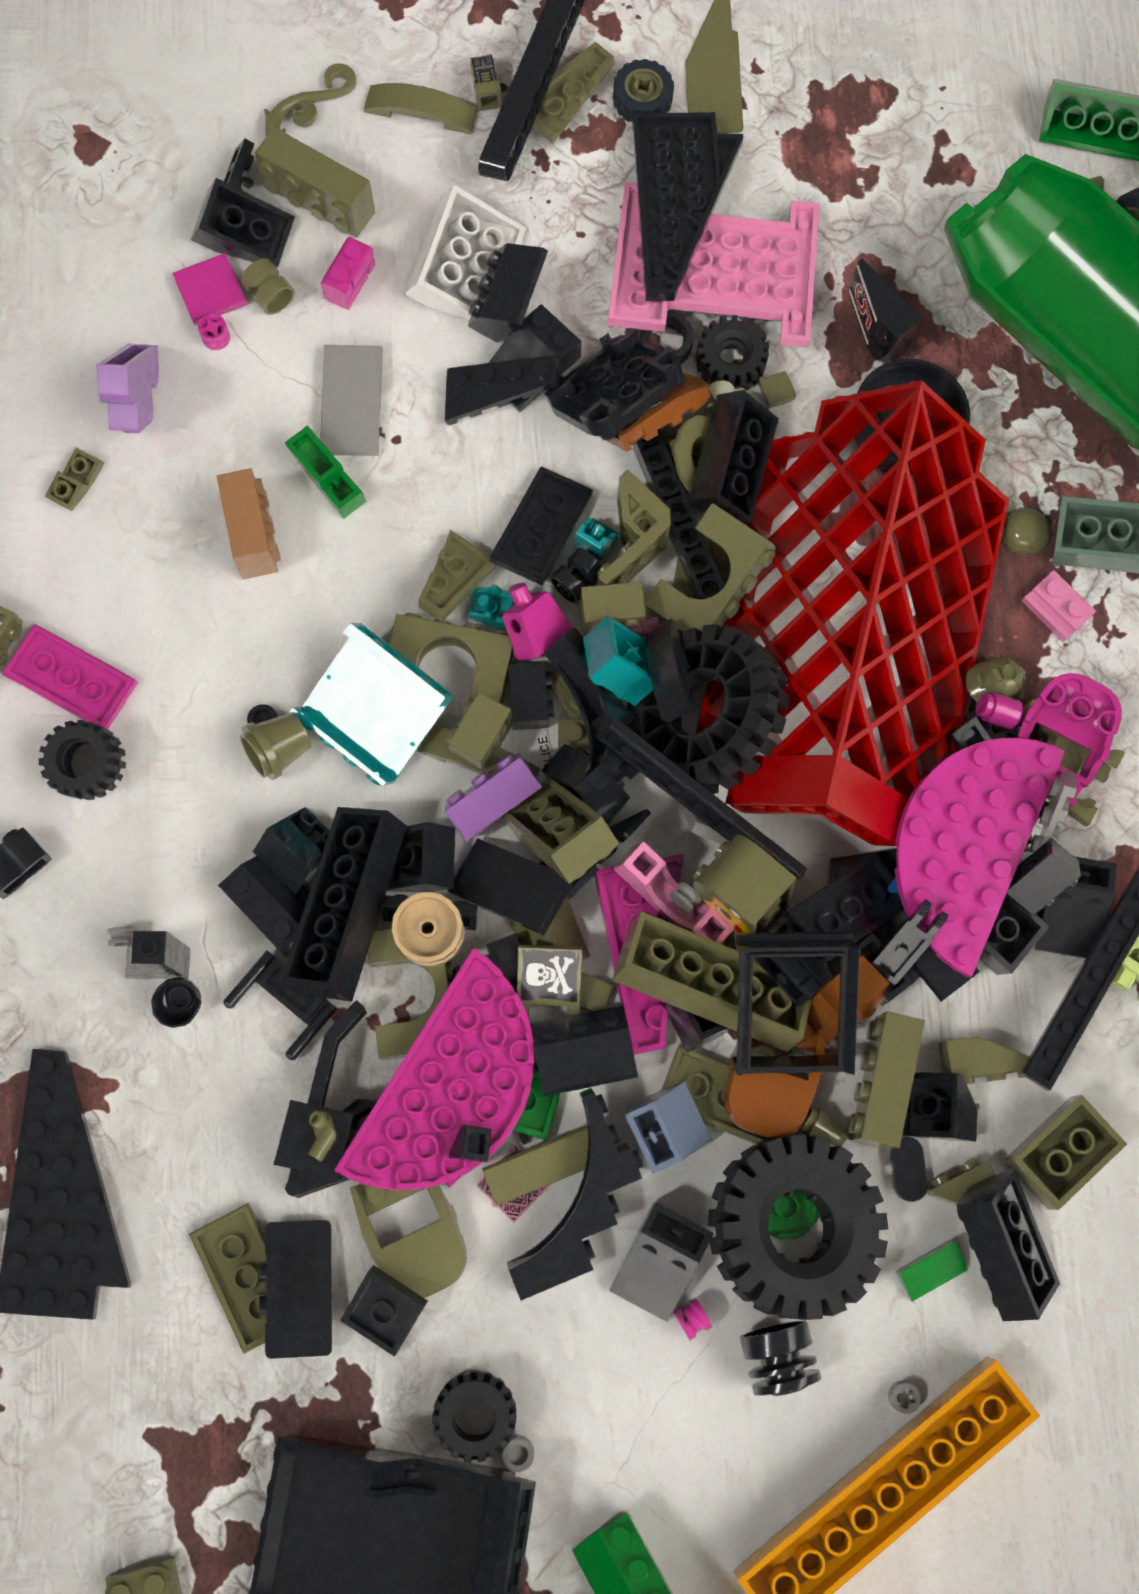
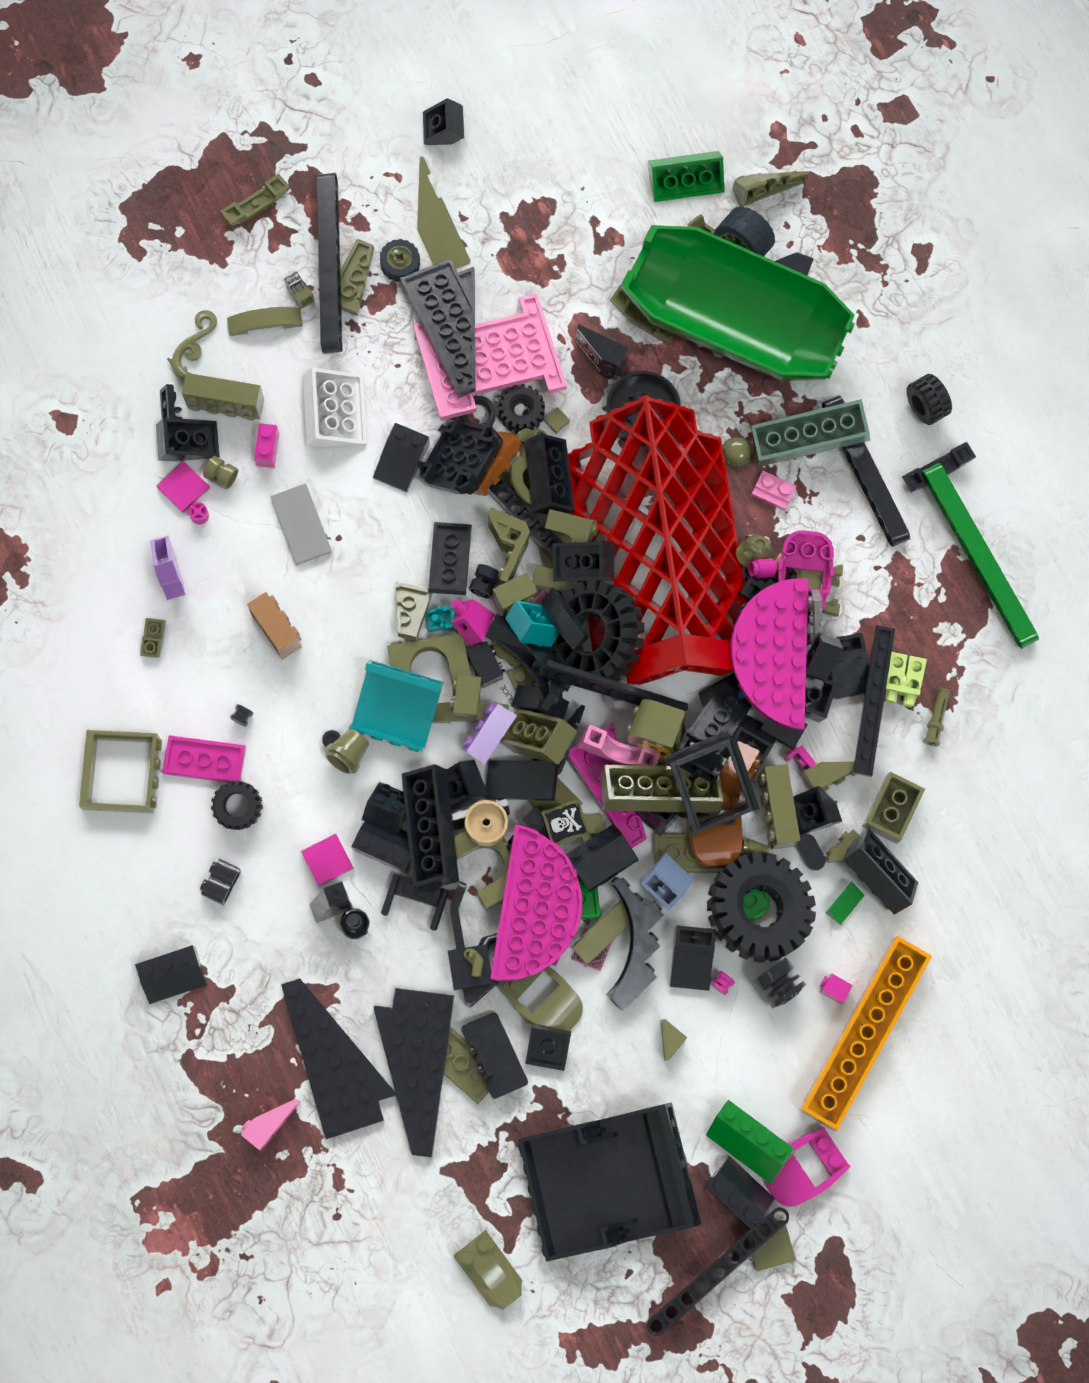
camera: 25 degrees left, 0 degrees up
(120, 936) = (304, 899): light grey bush -> none
(148, 634) = (241, 715): none -> black wheel
(180, 891) = (327, 859): none -> dark pink tile
(186, 1229) = (416, 1050): none -> black wing
(325, 472) = (306, 575): green slope -> none
(471, 1144) = (561, 933): black slope -> none
(474, 1446) = (623, 1065): black tyre -> none
(493, 384) = (381, 485): black wing -> none
(506, 290) = (370, 420): black slope -> none
(518, 1454) = (654, 1095): light grey tile -> none
(578, 1376) = (671, 1039): none -> olive slope
(596, 538) = (486, 553): teal hand -> none
(685, 897) = (625, 747): light grey bush -> none
(732, 596) = (583, 561): none -> black slope
(865, 1400) = (835, 988): none -> dark pink brick
(907, 944) = (761, 724): hinge -> none
(910, 1406) = (859, 973): light grey bush -> none
(951, 285) = (632, 313): none -> olive slope
(952, 1020) = (803, 757): none -> dark pink bracket

